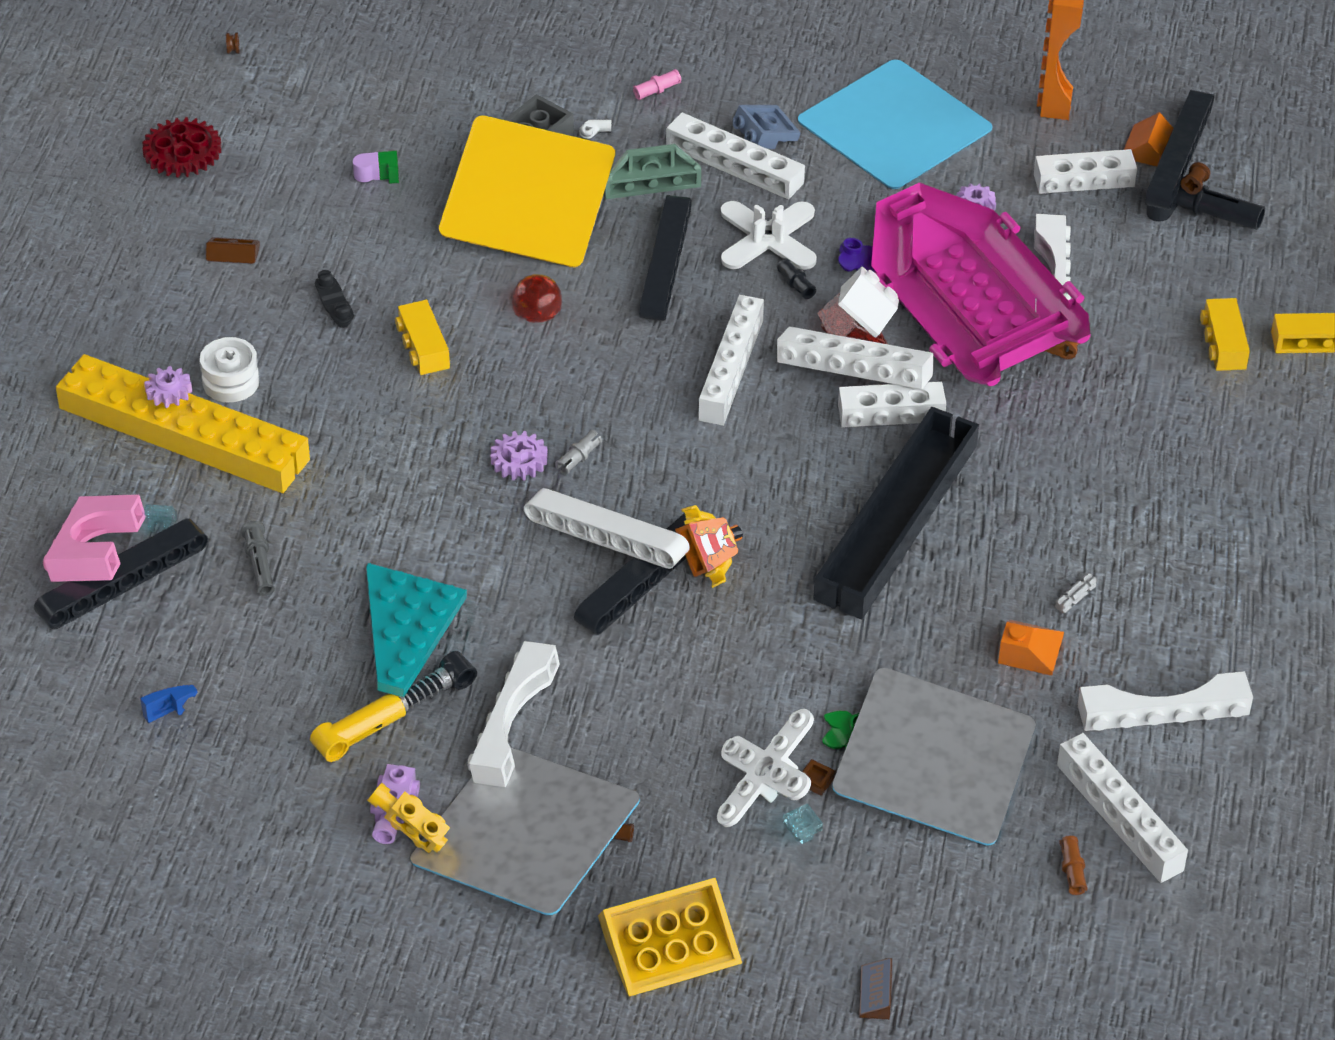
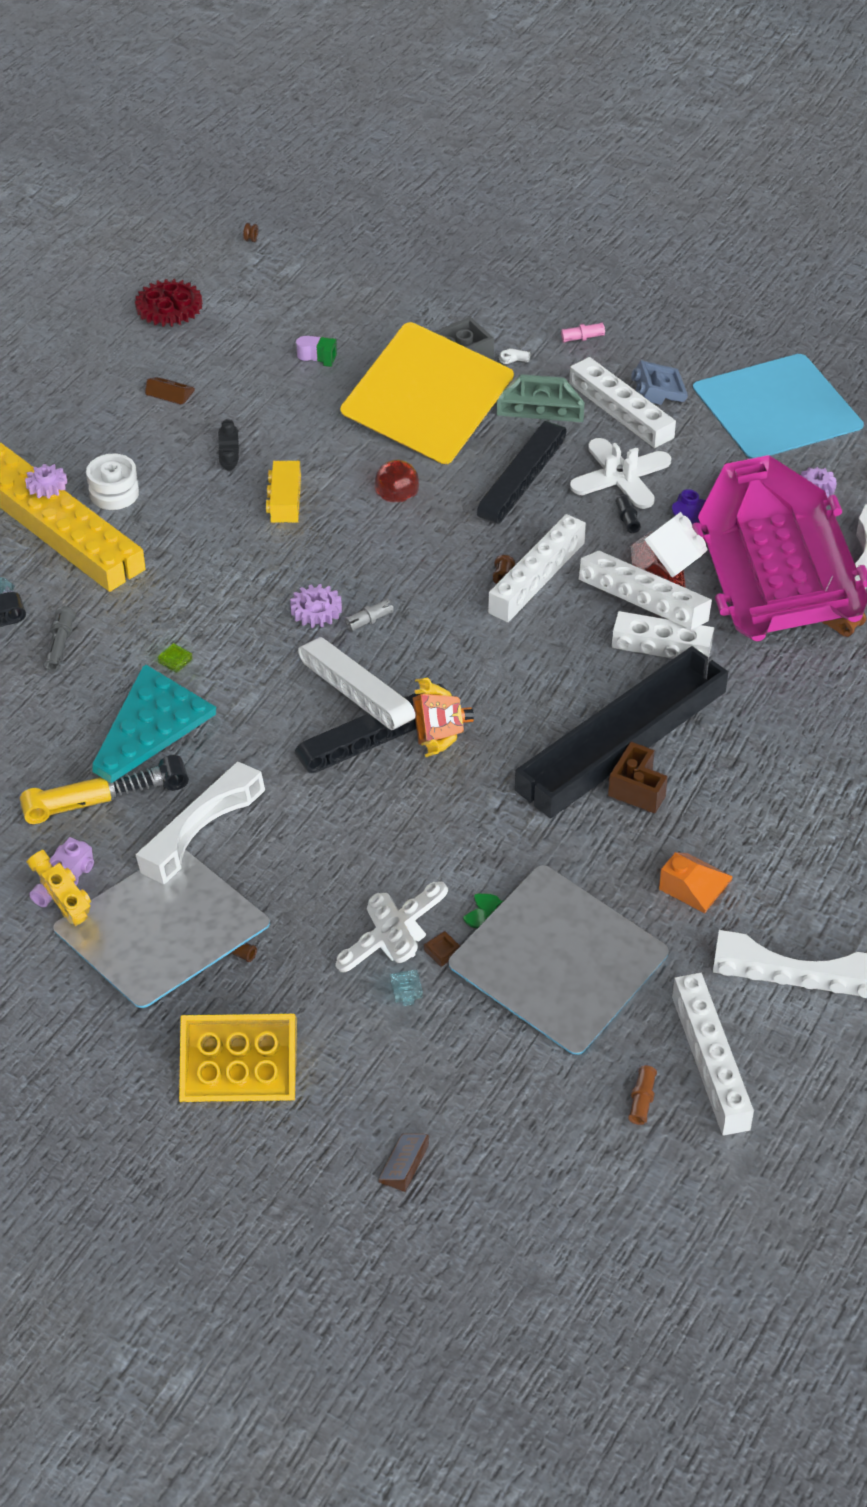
camera: 20 degrees right, 0 degrees up
(393, 548) = (175, 658): none -> clear neon green tile
(696, 370) = (503, 565): none -> reddish brown bush
(935, 562) = (635, 780): none -> reddish brown brick
(1075, 593) = (758, 844): light grey axle -> none

